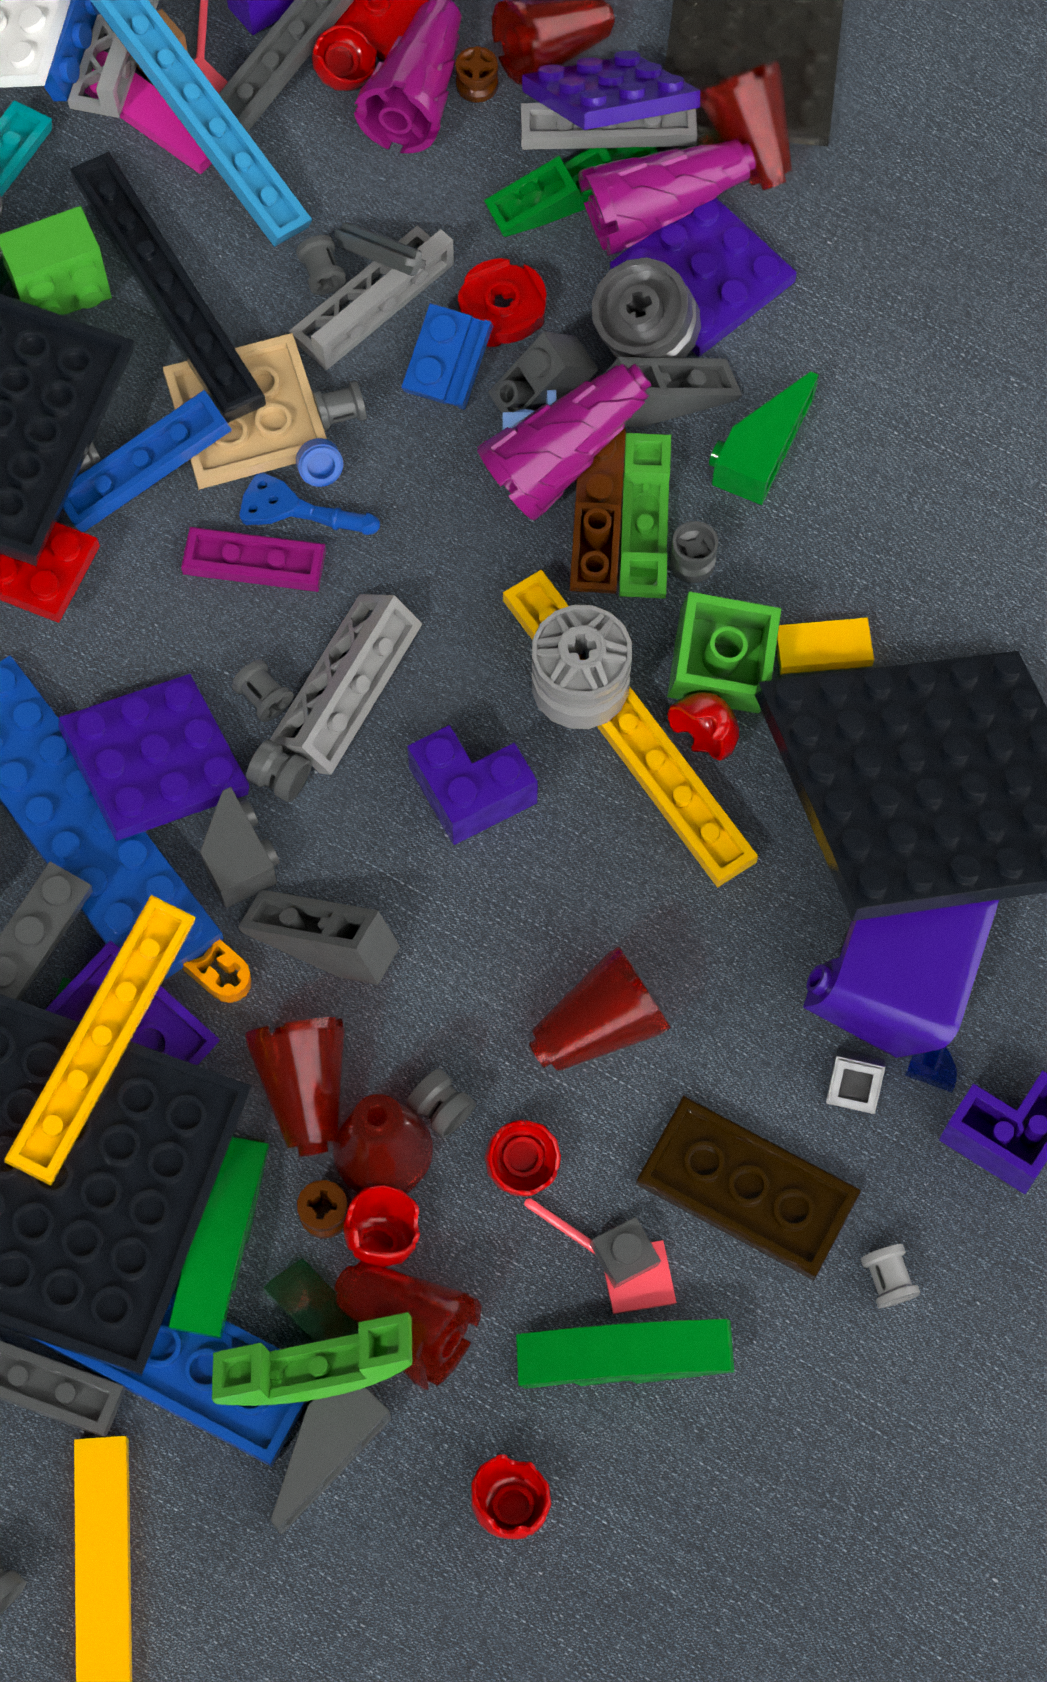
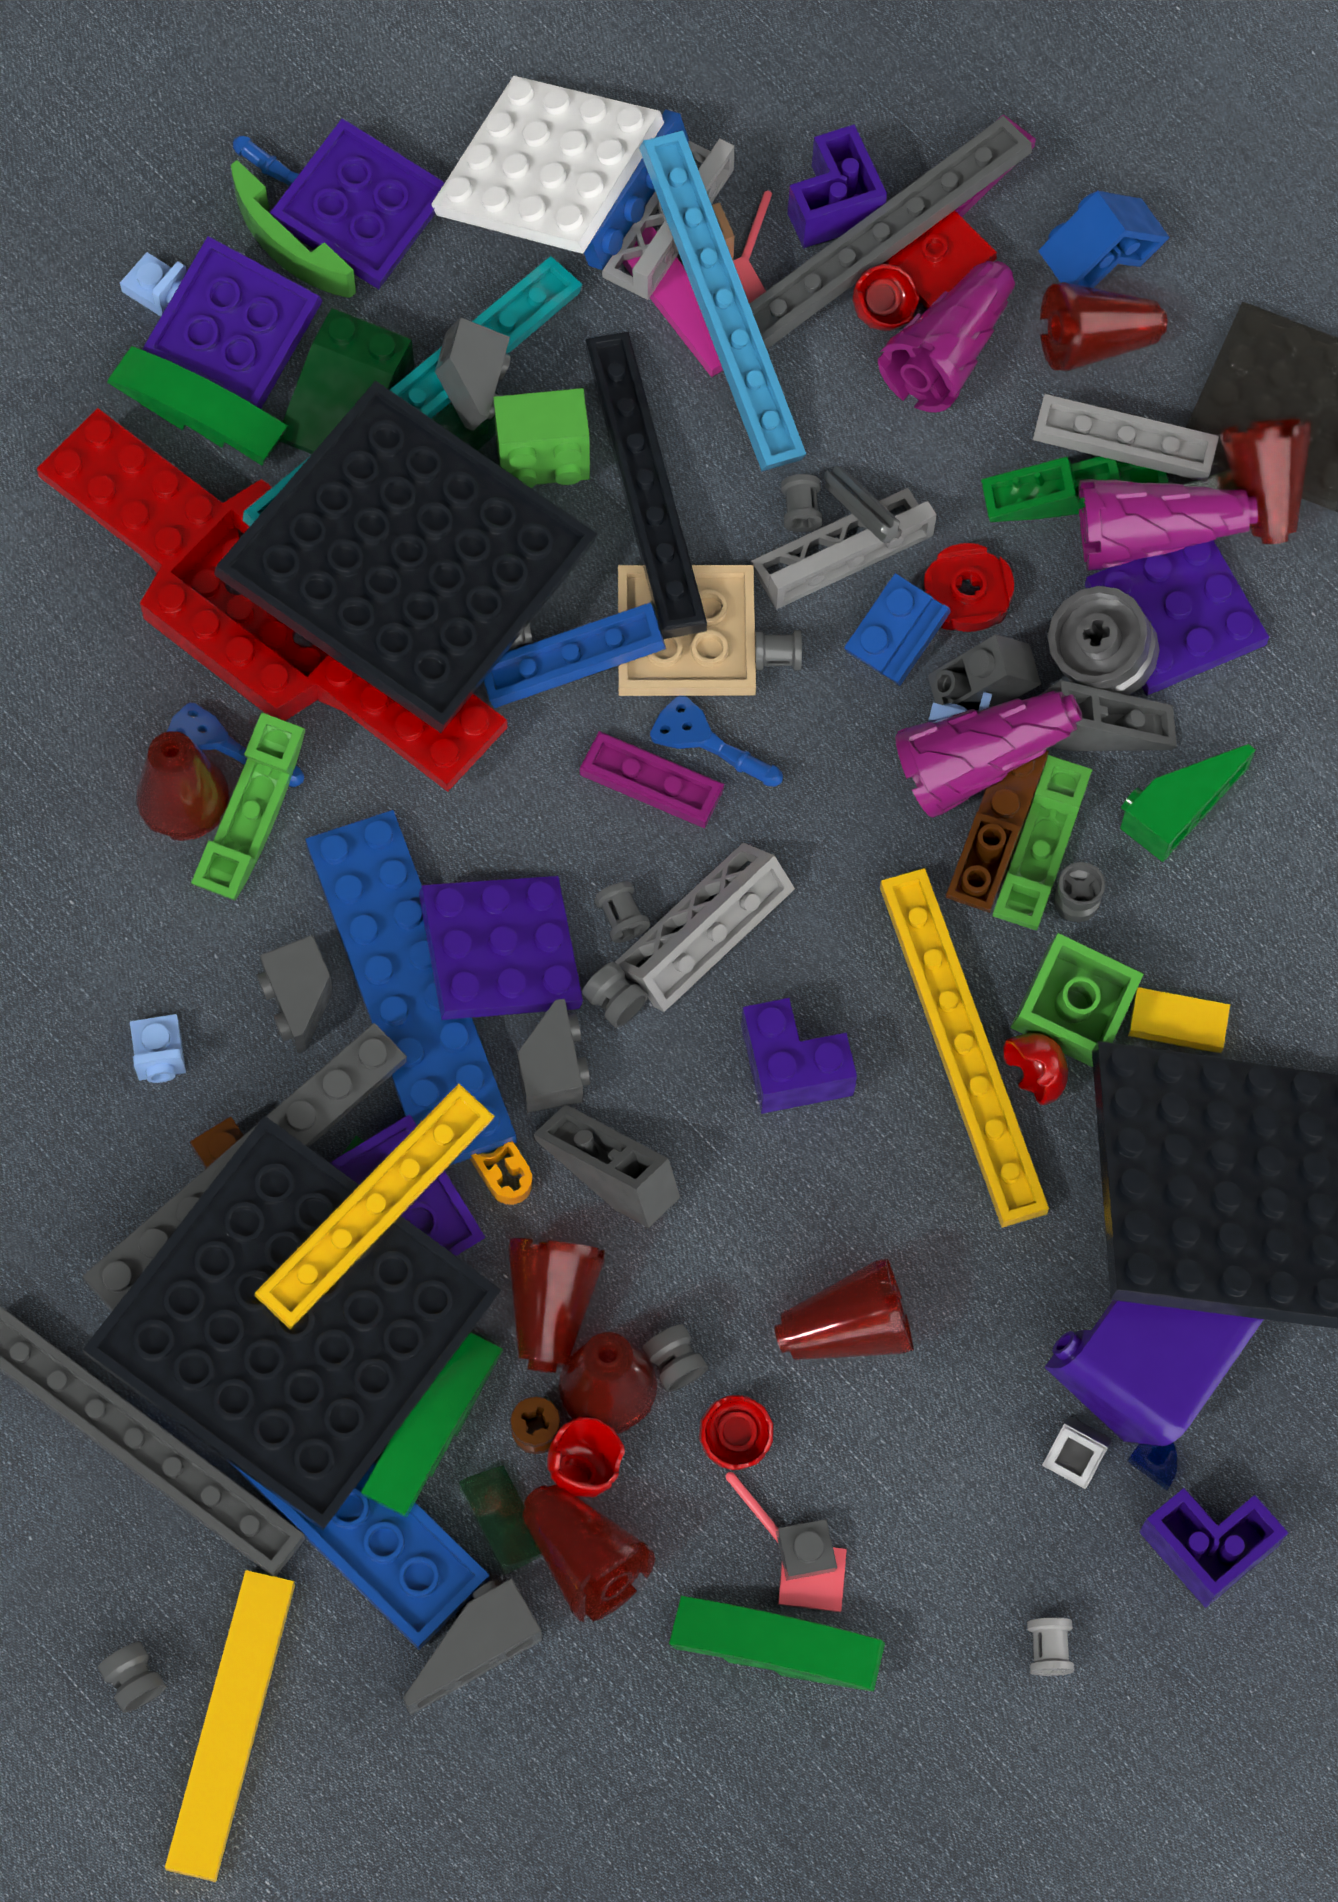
camera: 15 degrees right, 0 degrees up
(316, 1369) = (483, 1572): bright green slope -> none
(319, 462) = (742, 701): tile -> none
(471, 64) = (1008, 338): reddish brown wheel -> none
(510, 1497) = (629, 1744): red hair -> none
(577, 690) = (924, 1001): light grey wheel -> none
(610, 90) = (1137, 405): dark purple plate -> none
(748, 1187) = (942, 1523): dark brown tile -> none

